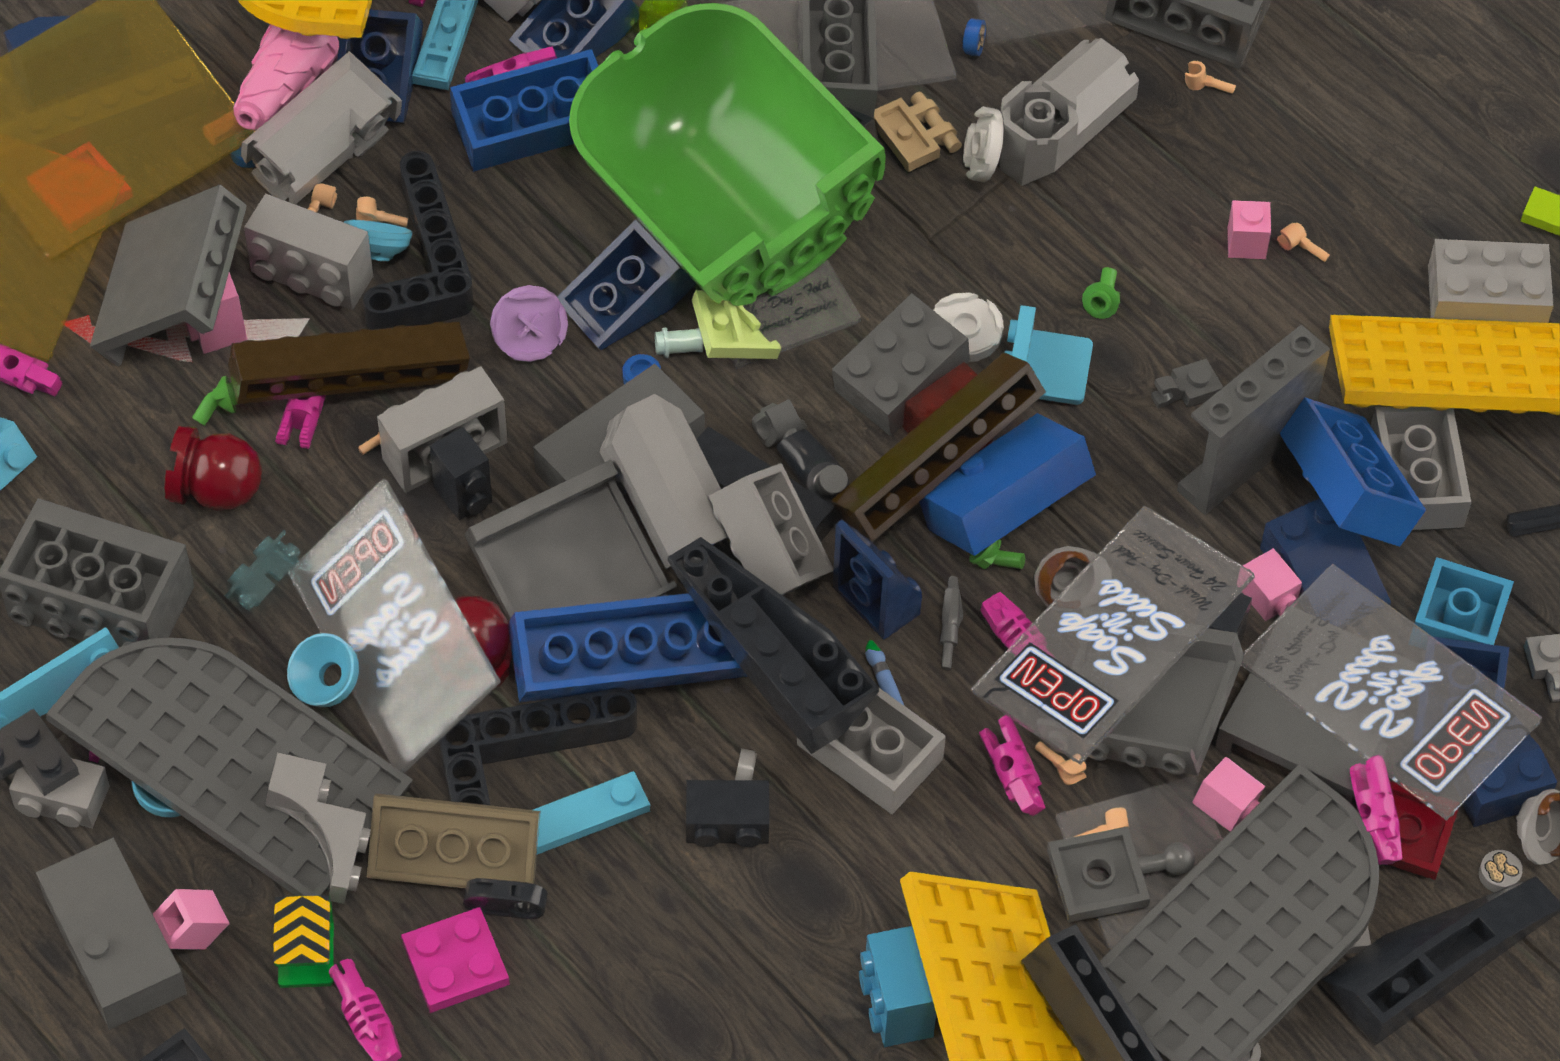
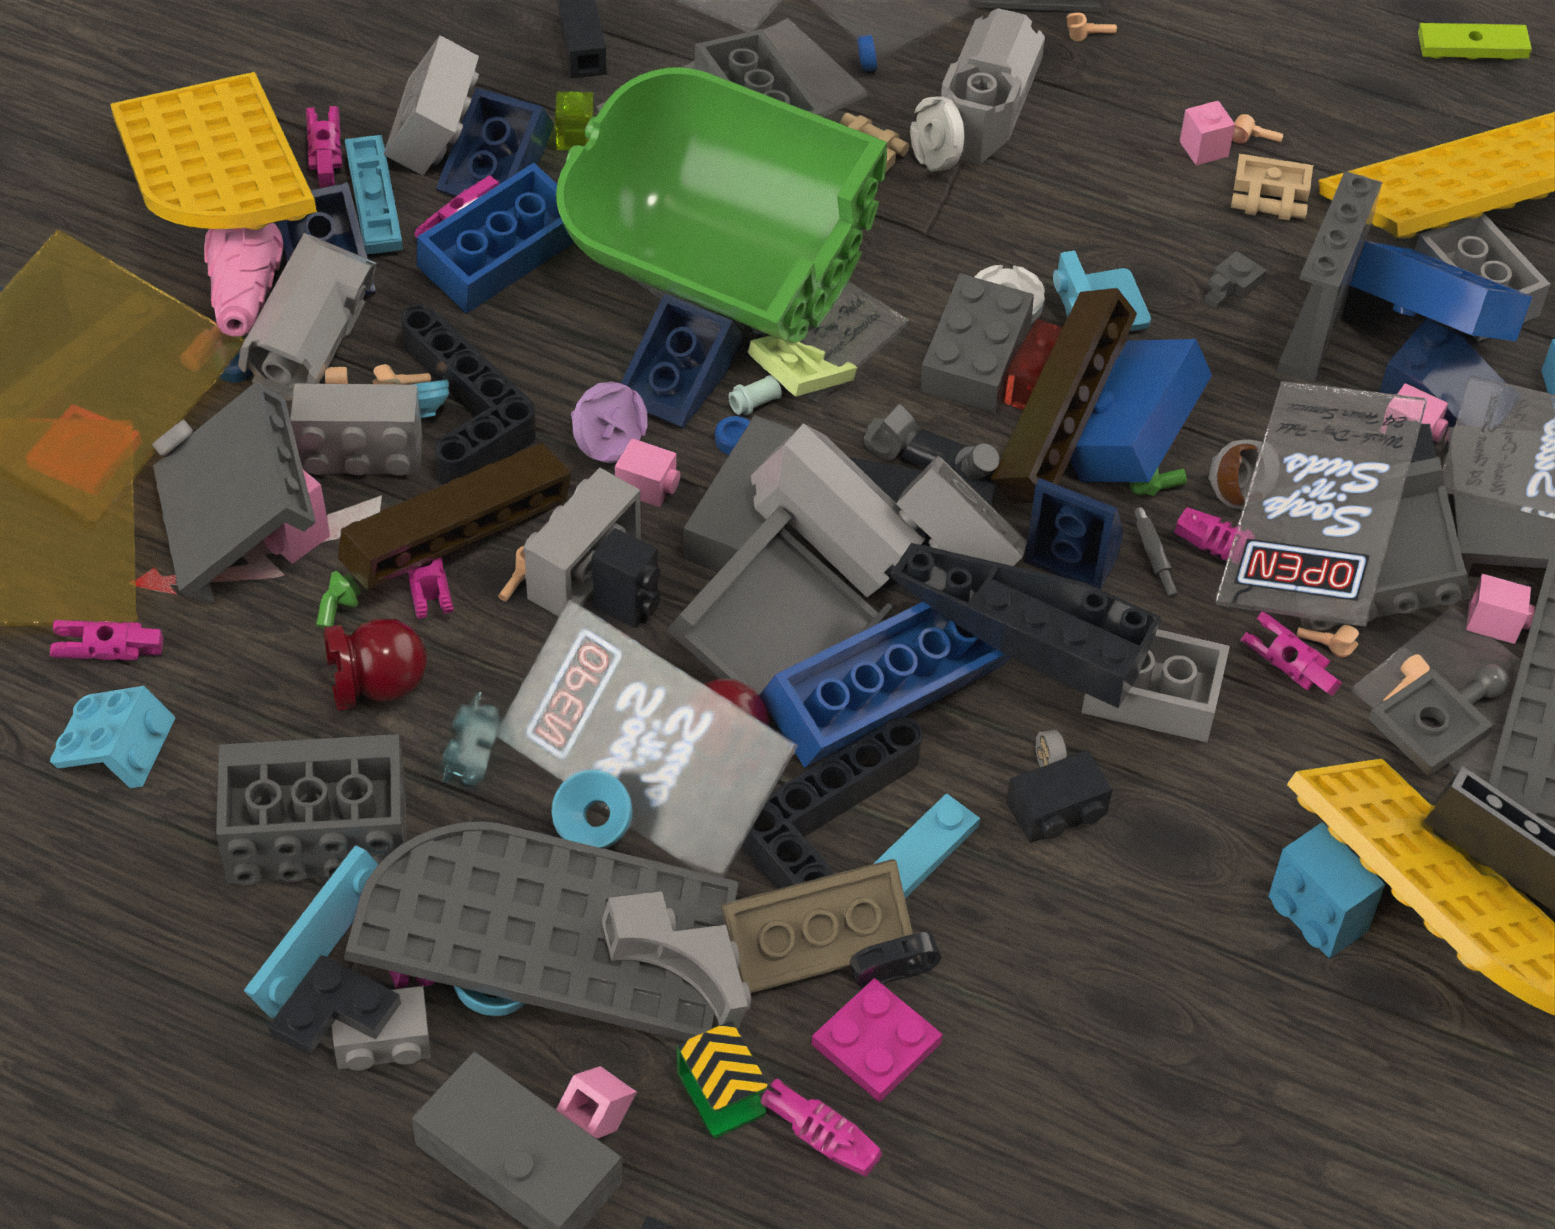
camera: 25 degrees left, 5 degrees down
(147, 205) = (172, 438): none -> light grey tile
(540, 381) = (649, 470): none -> bright pink brick
(1100, 297) = (1113, 231): bright green plate -> none
(1286, 297) = (1272, 178): none -> tan plate
(1490, 281) = (1435, 108): light grey brick -> none

